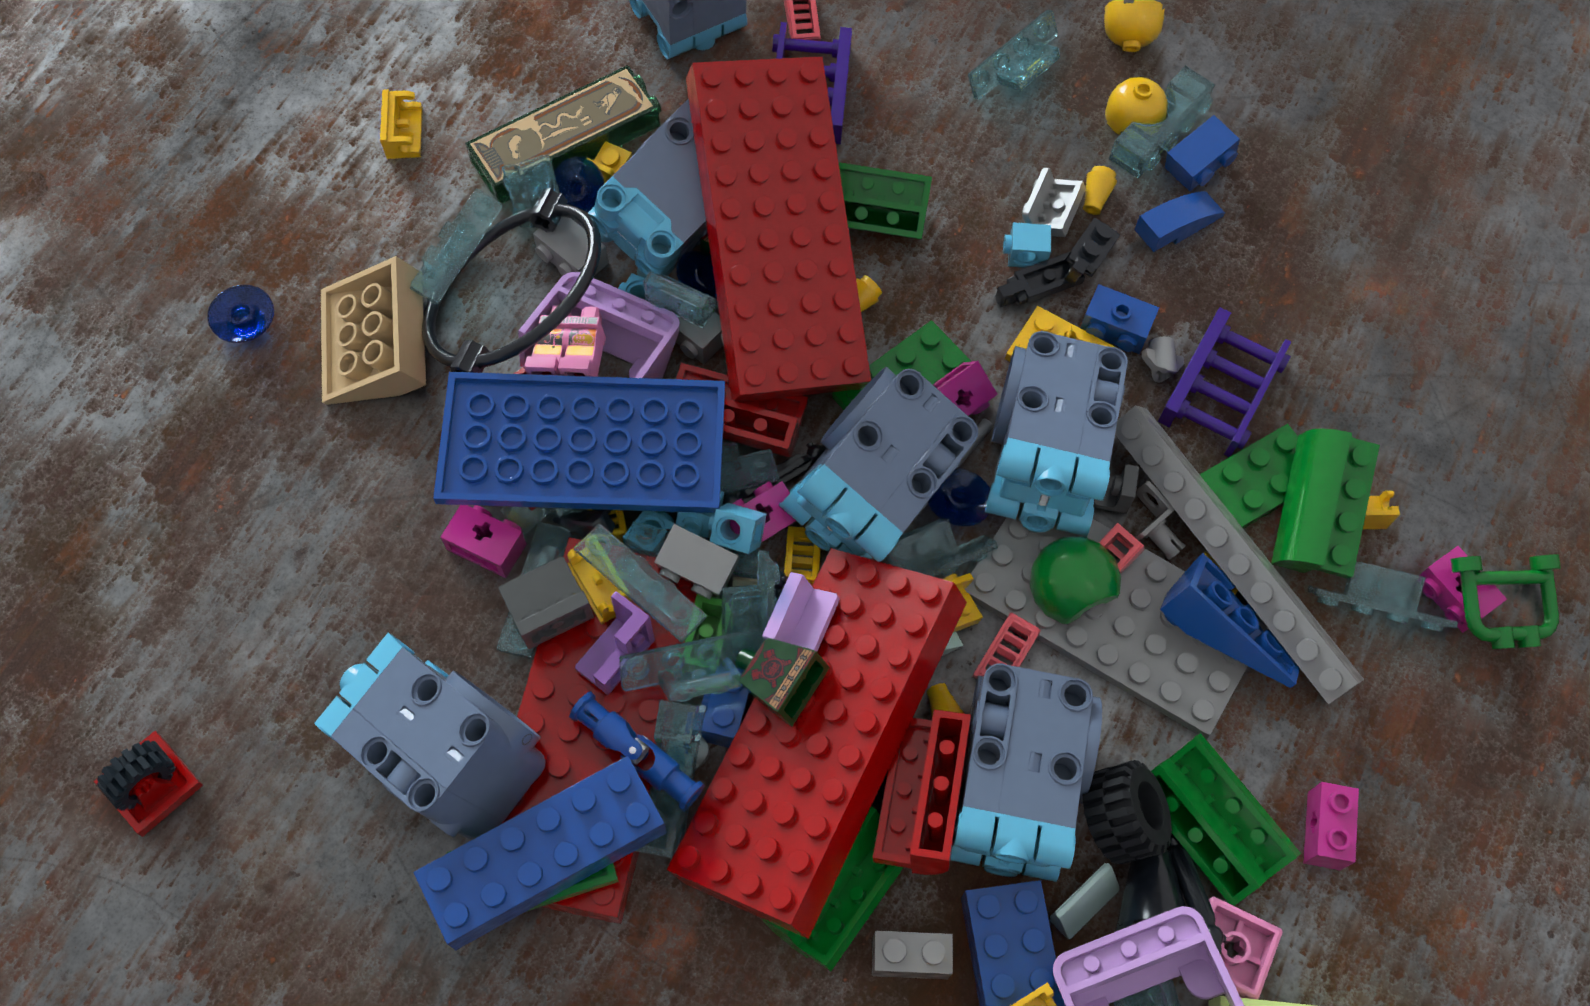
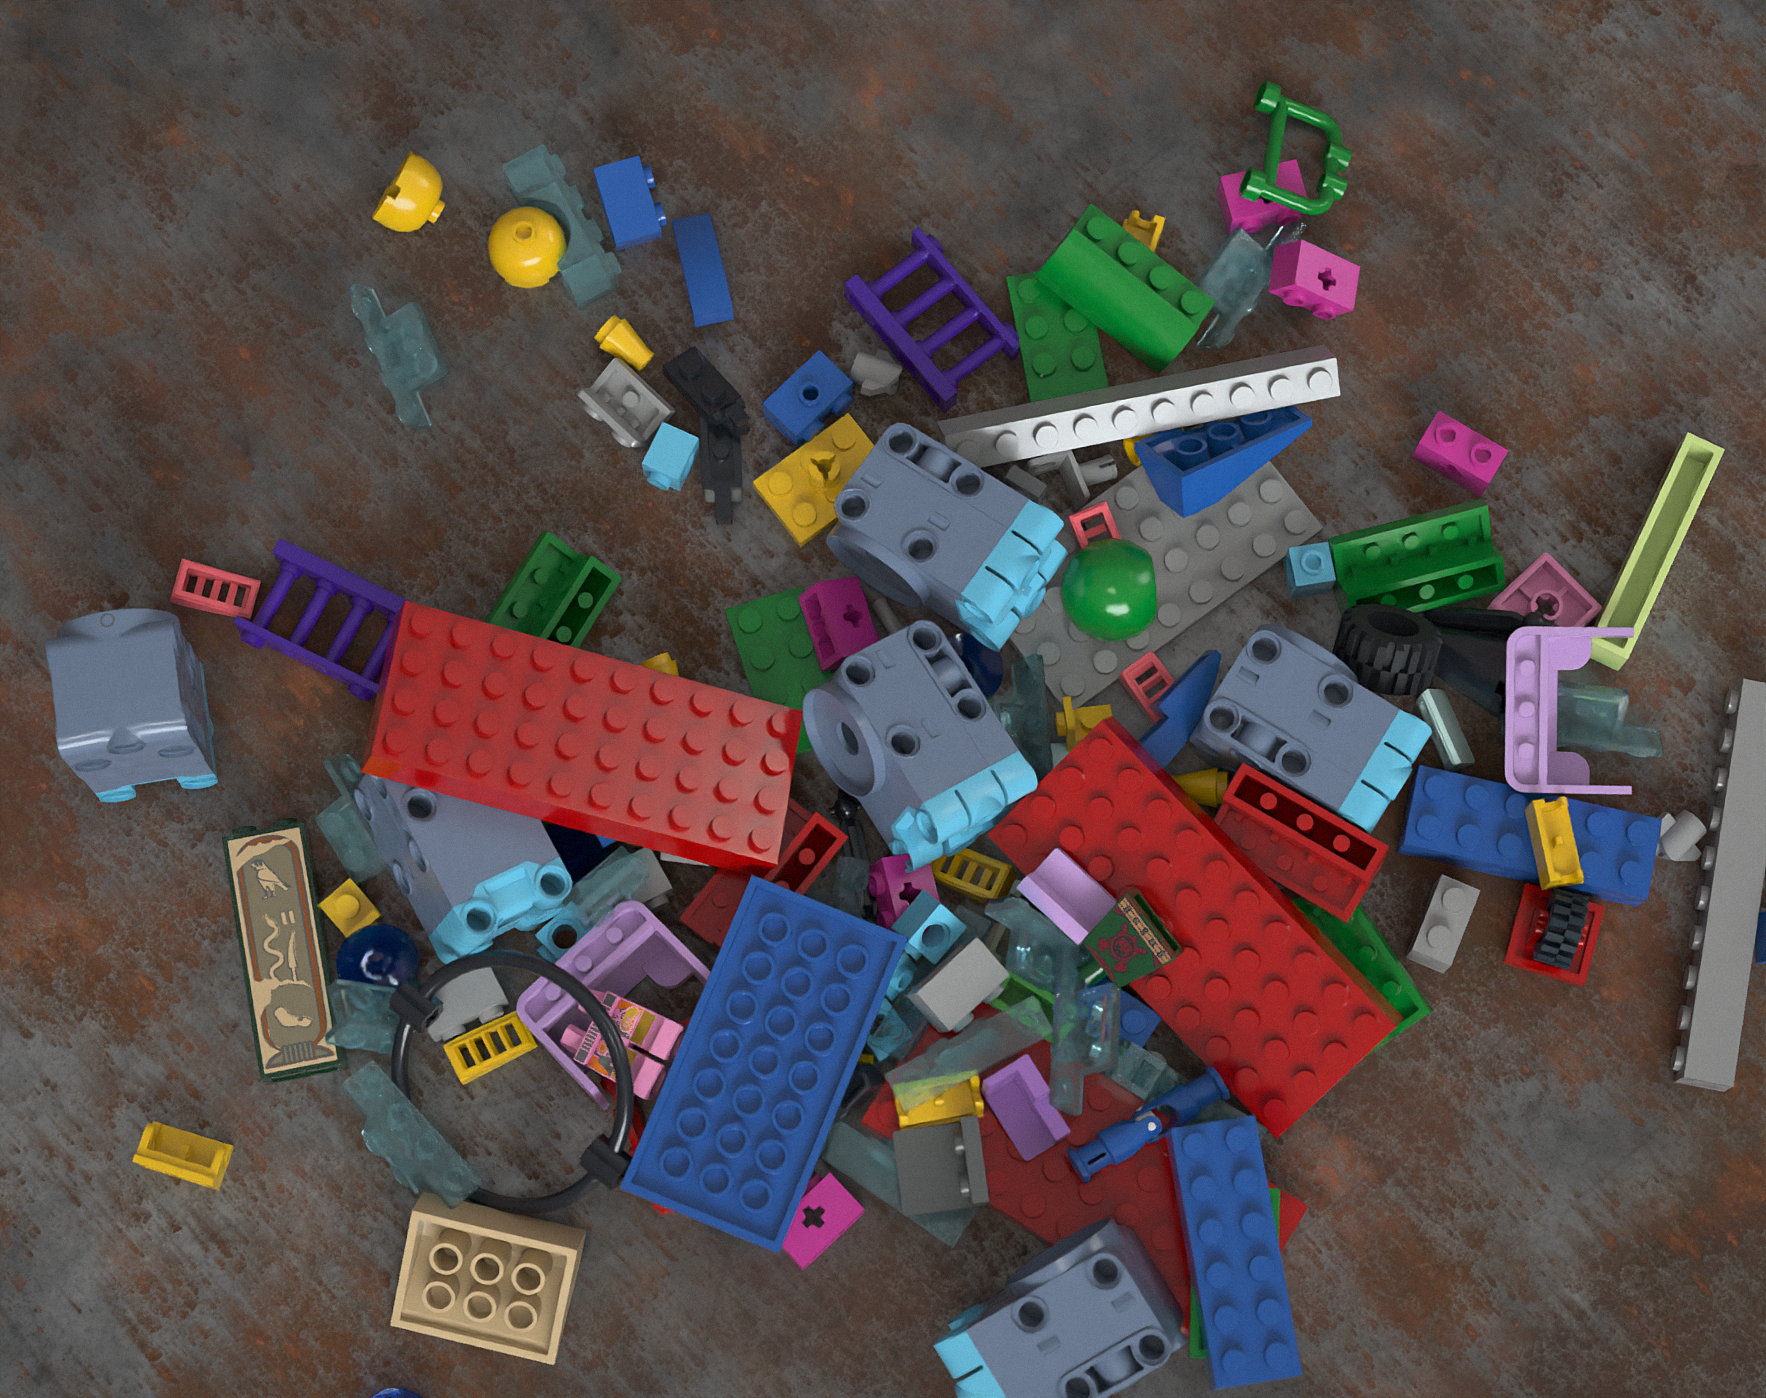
camera: 70 degrees left, 10 degrees up
(527, 266) = (483, 1033): none -> yellow slope
(971, 663) = (1181, 708): none -> blue slope
(1167, 733) = (1309, 570): none -> medium azure brick
(1414, 648) = (1314, 279): none -> dark pink brick

